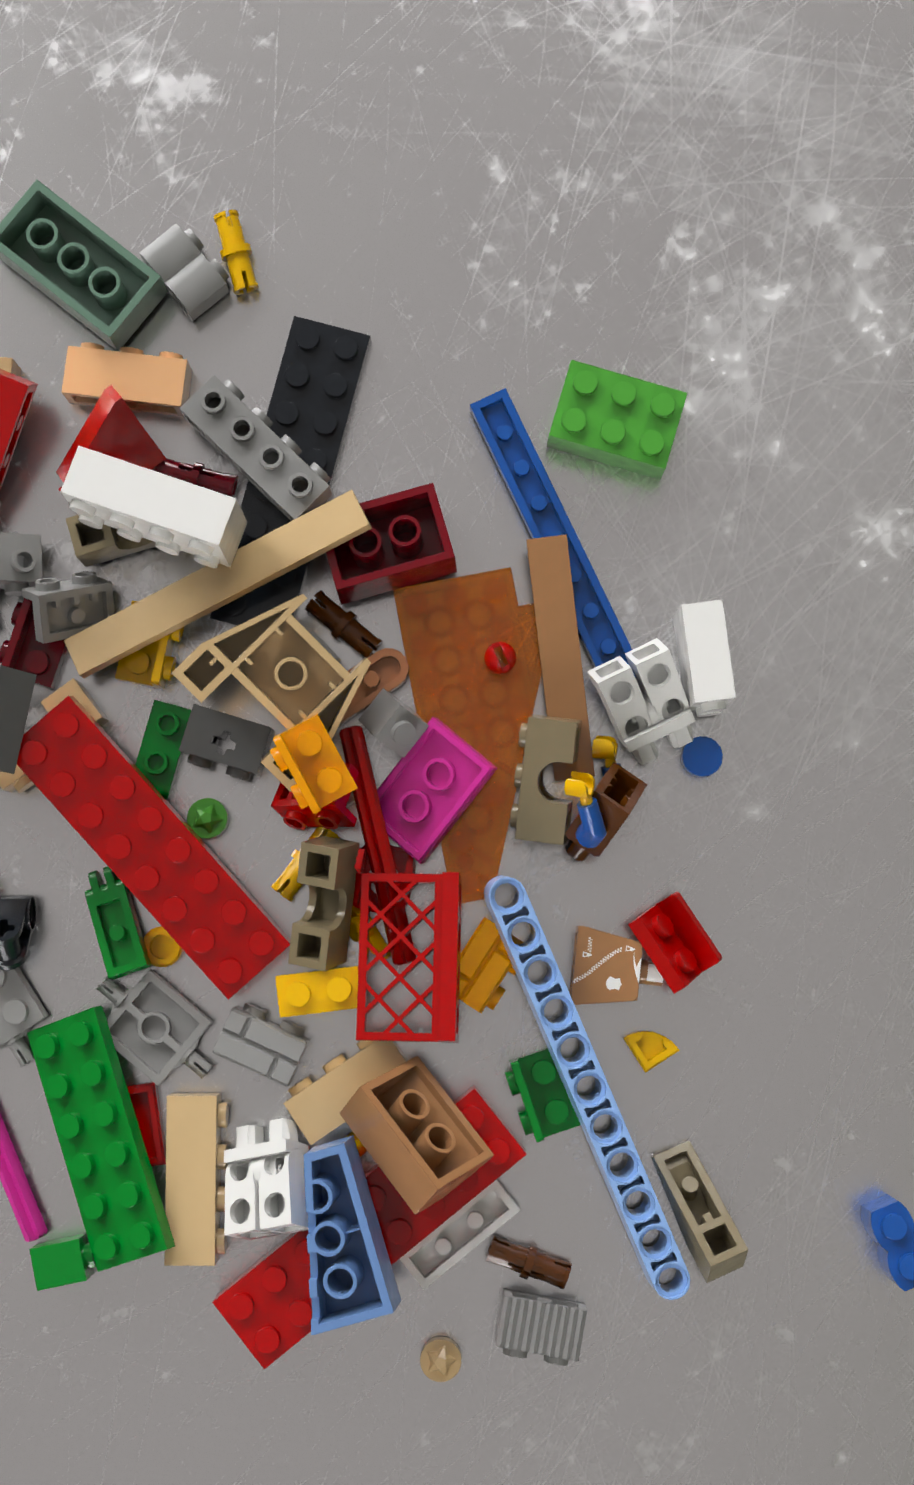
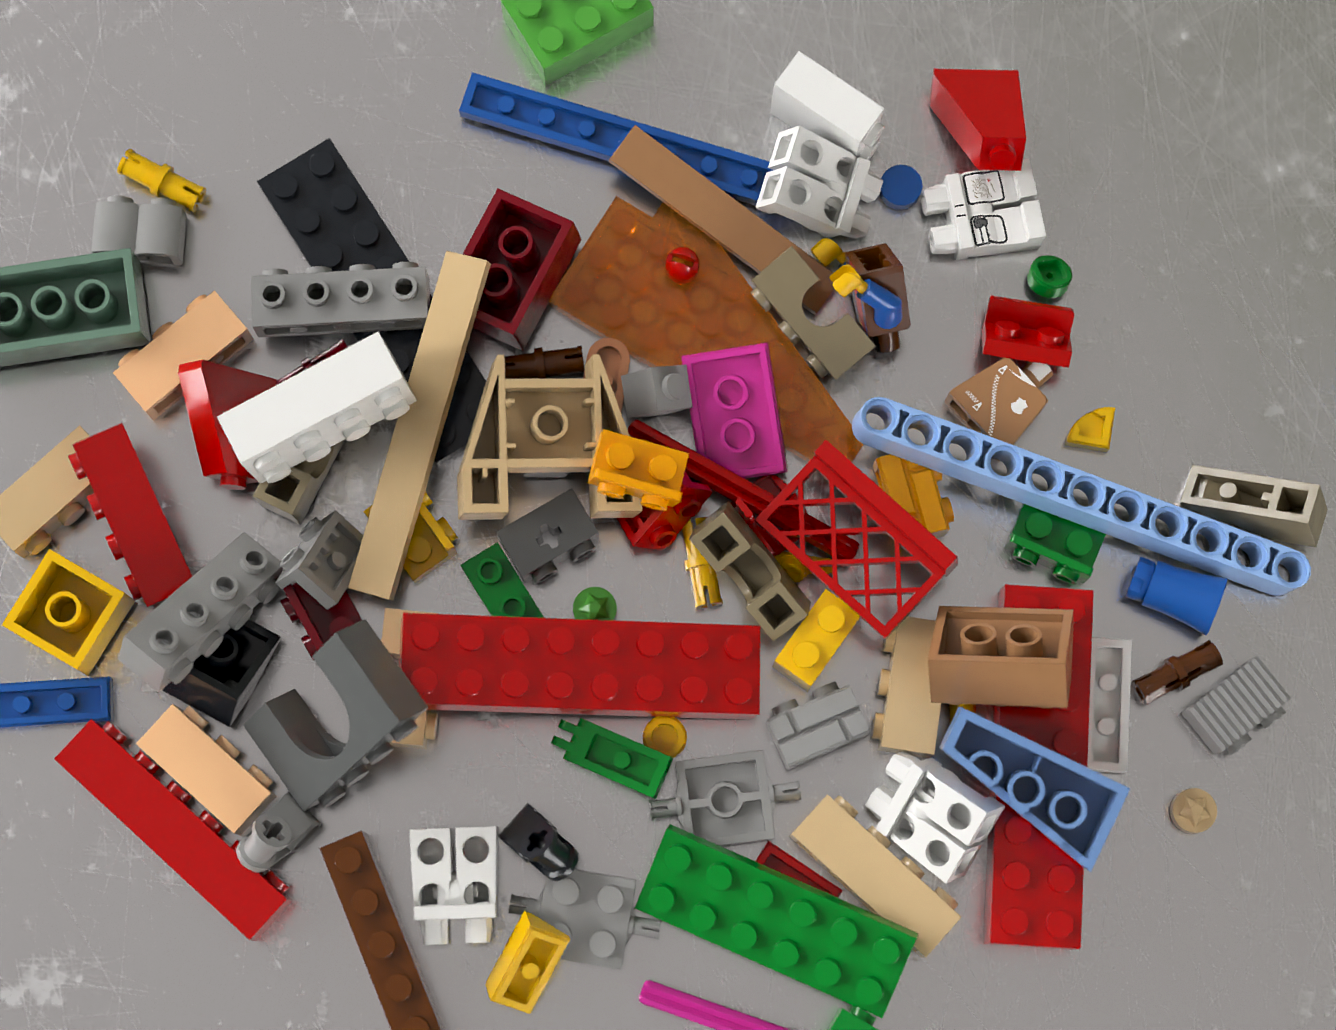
camera: 50 degrees left, 5 degrees down
(584, 1213) = (1177, 592): none -> blue plant
(729, 820) = (985, 213): none -> white hips
(732, 919) = (1049, 276): none -> green tile
(803, 768) = (982, 114): none -> red slope

